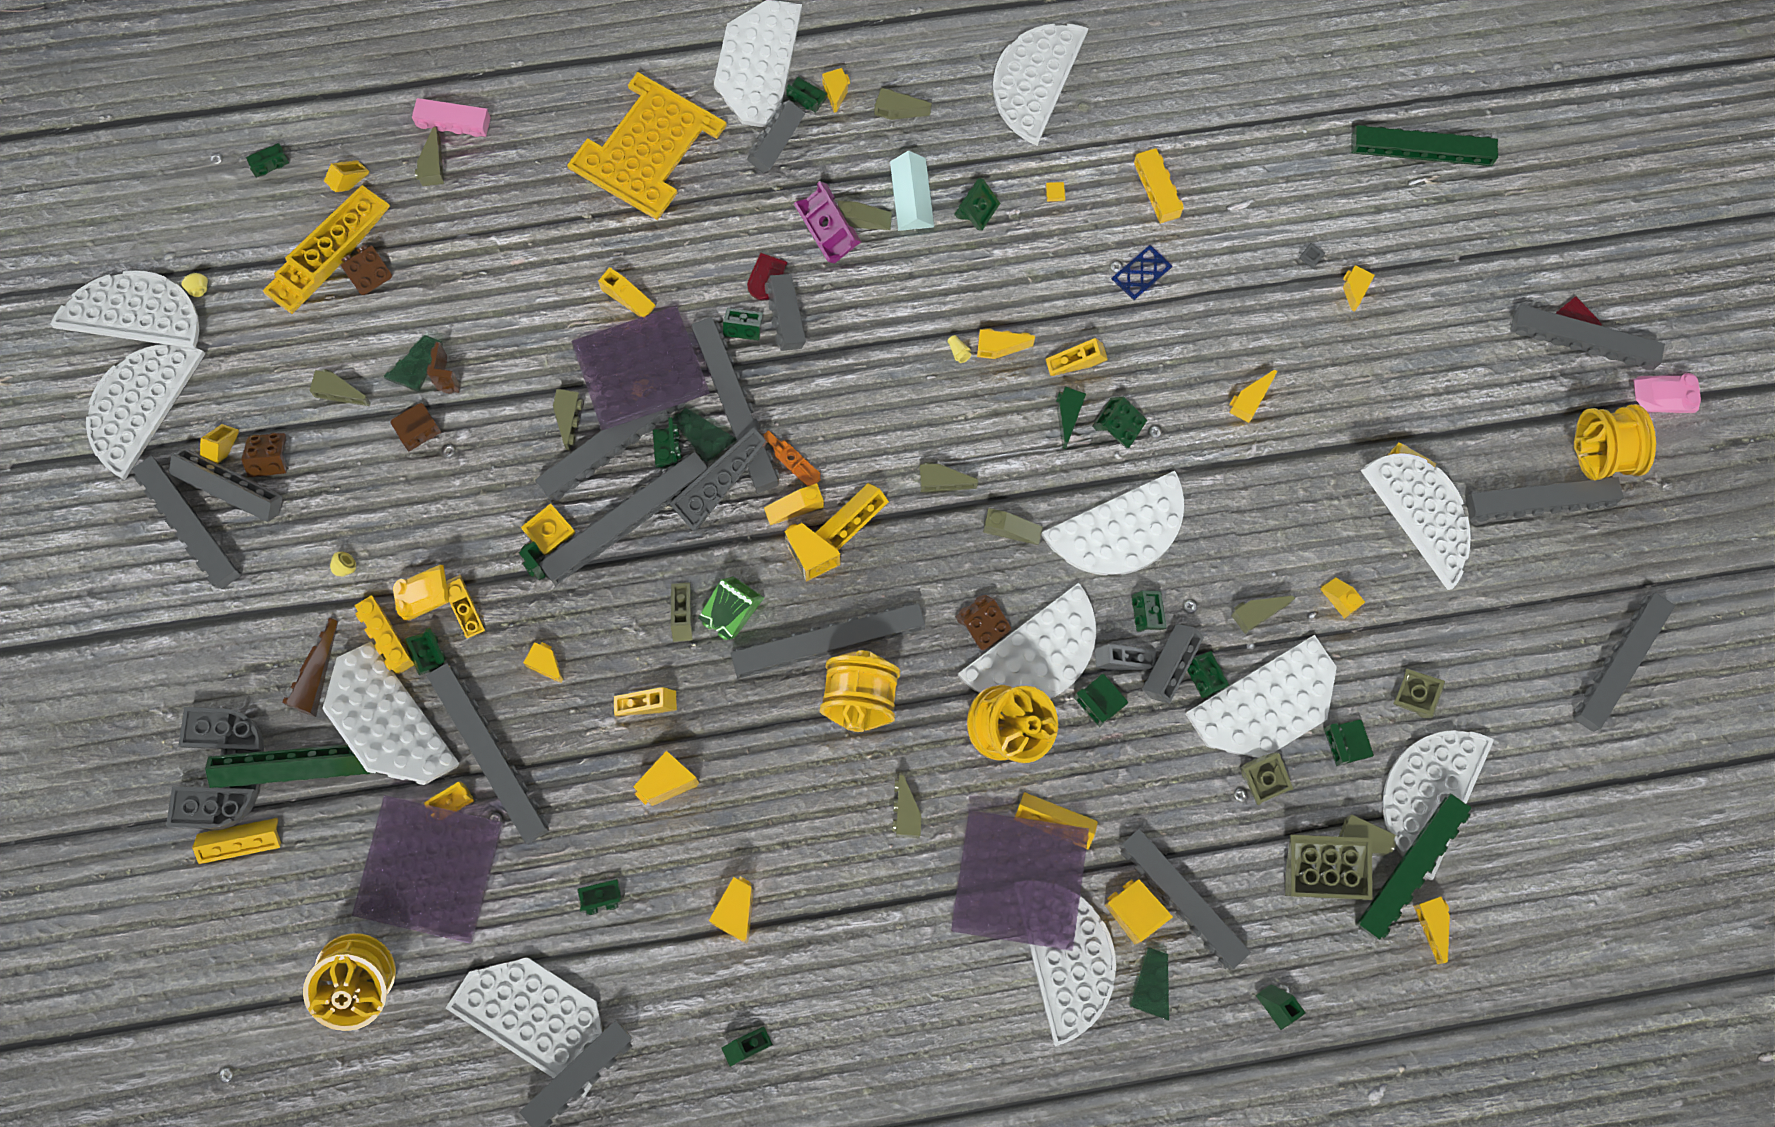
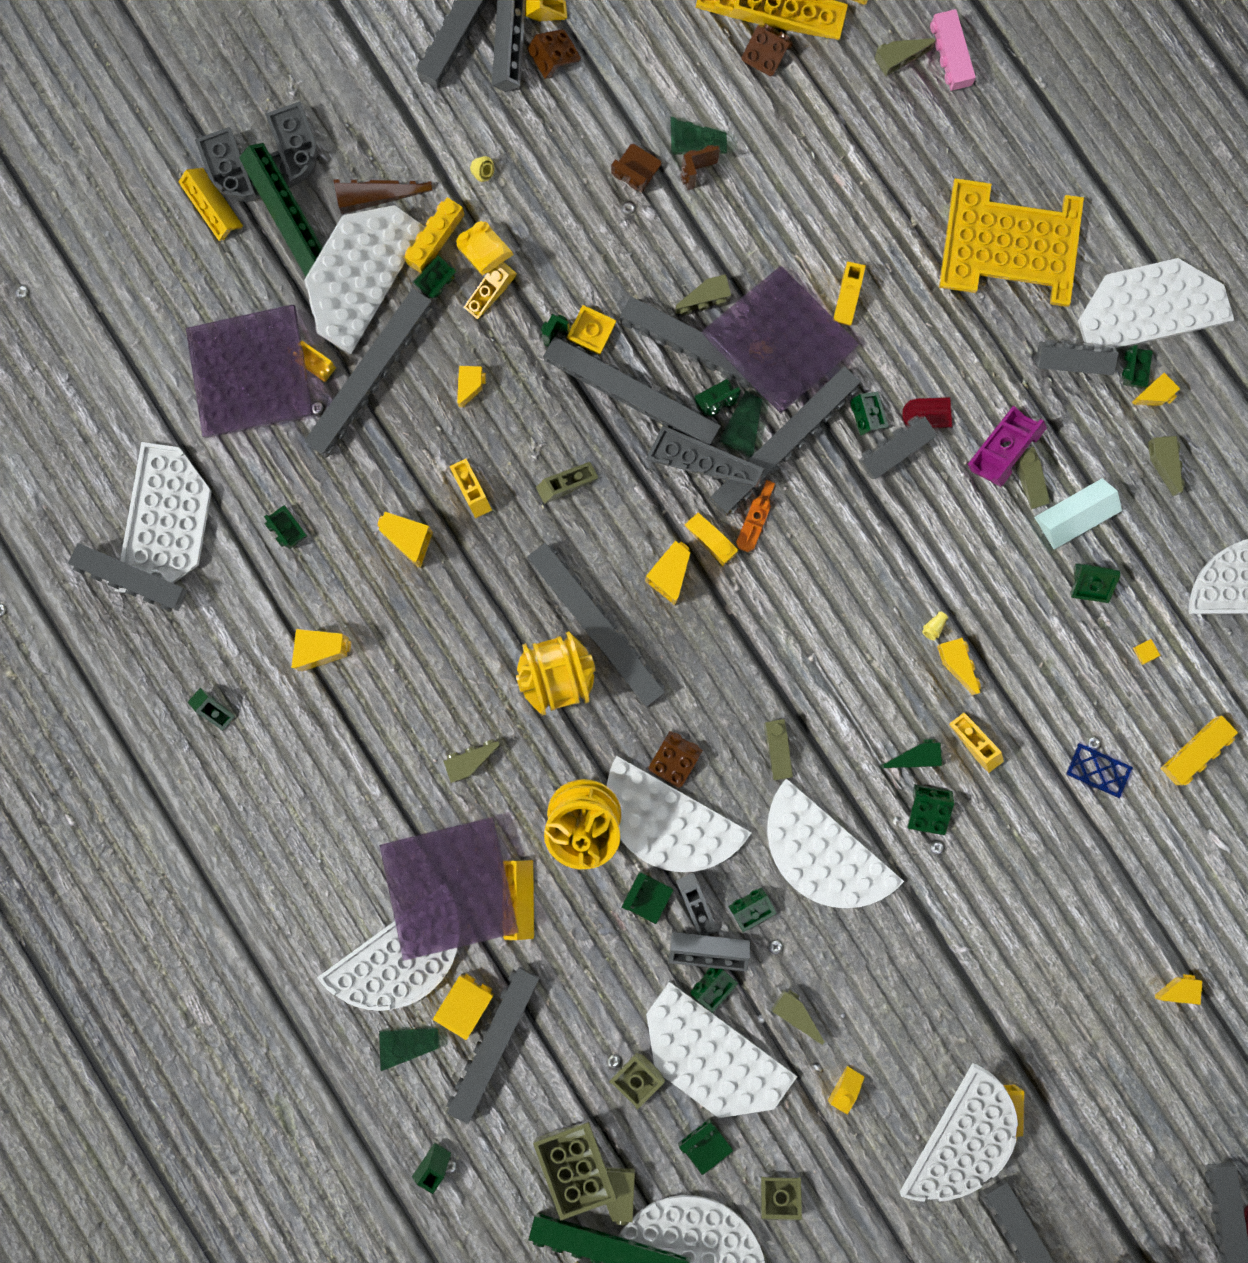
camera: 70 degrees right, 10 degrees up
(331, 387) = (640, 77): olive slope -> none
(335, 1003) = (125, 353): yellow wheel -> none
(730, 607) = (589, 524): slope -> none
(853, 516) = (720, 596): yellow brick -> none
(941, 478) = (796, 661): olive slope -> none
(1250, 398) = (1010, 927): yellow slope -> none
(1312, 255) = (1196, 933): dark grey tile -> none

